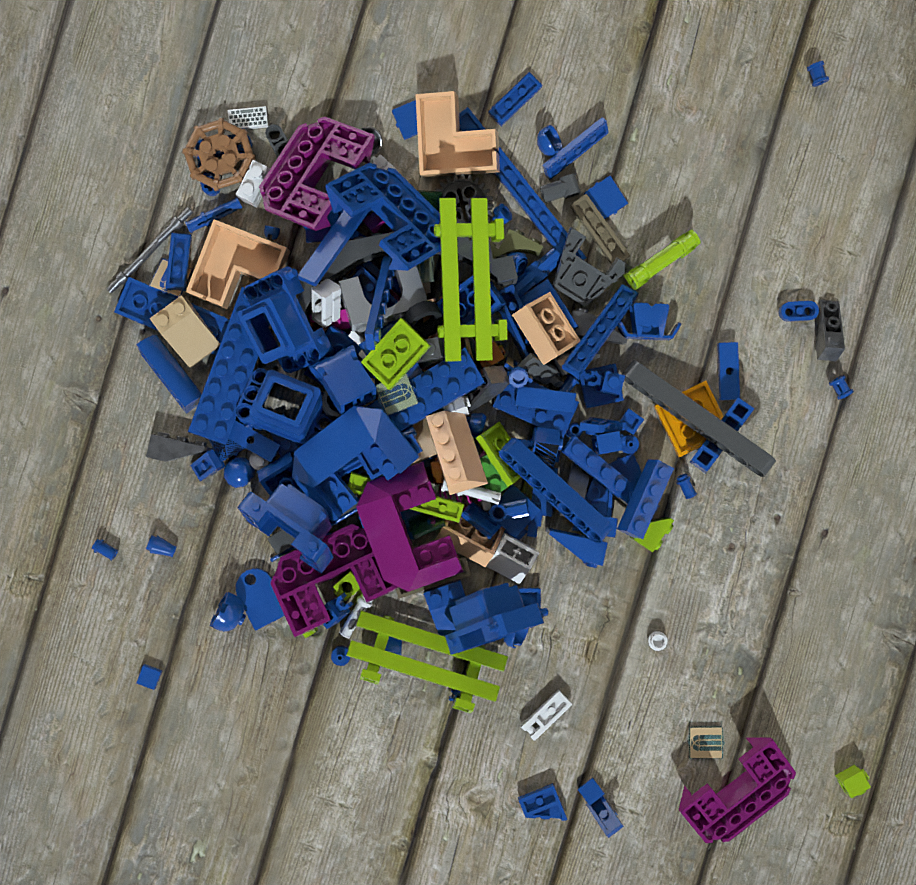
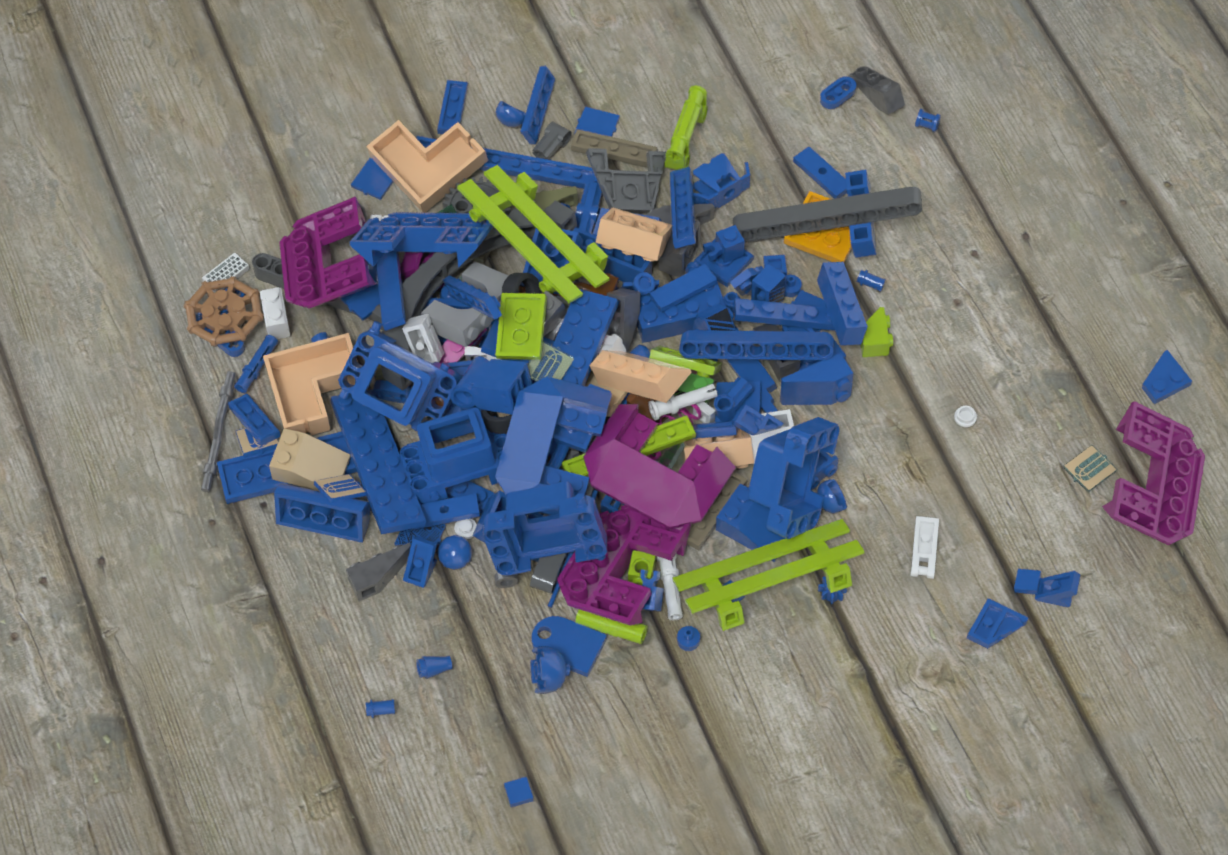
camera: 35 degrees left, 30 degrees down
(188, 371) = (340, 488): none -> piece
(505, 546) = (756, 423): none -> blue slope
(544, 373) = (660, 271): dark grey hinge -> none
(816, 719) = (1165, 379): none -> blue wing

